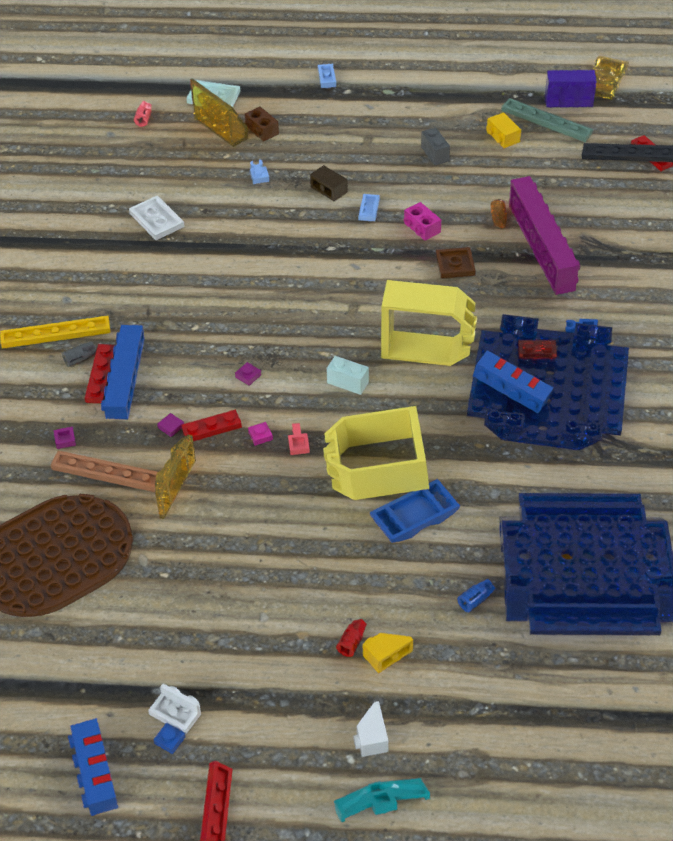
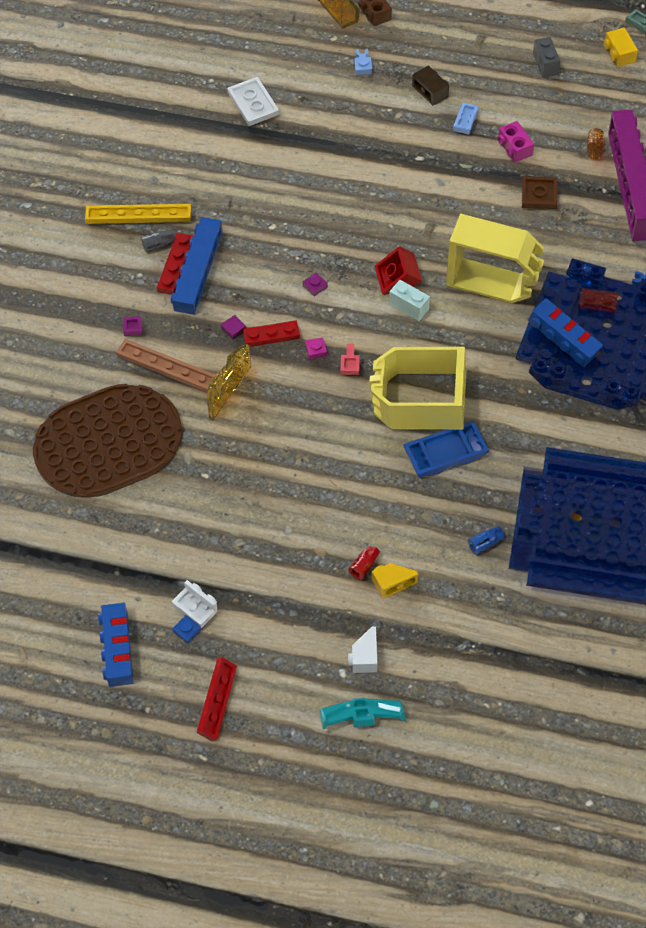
camera: 10 degrees right, 10 degrees up
(328, 344) = (397, 266): none -> red slope

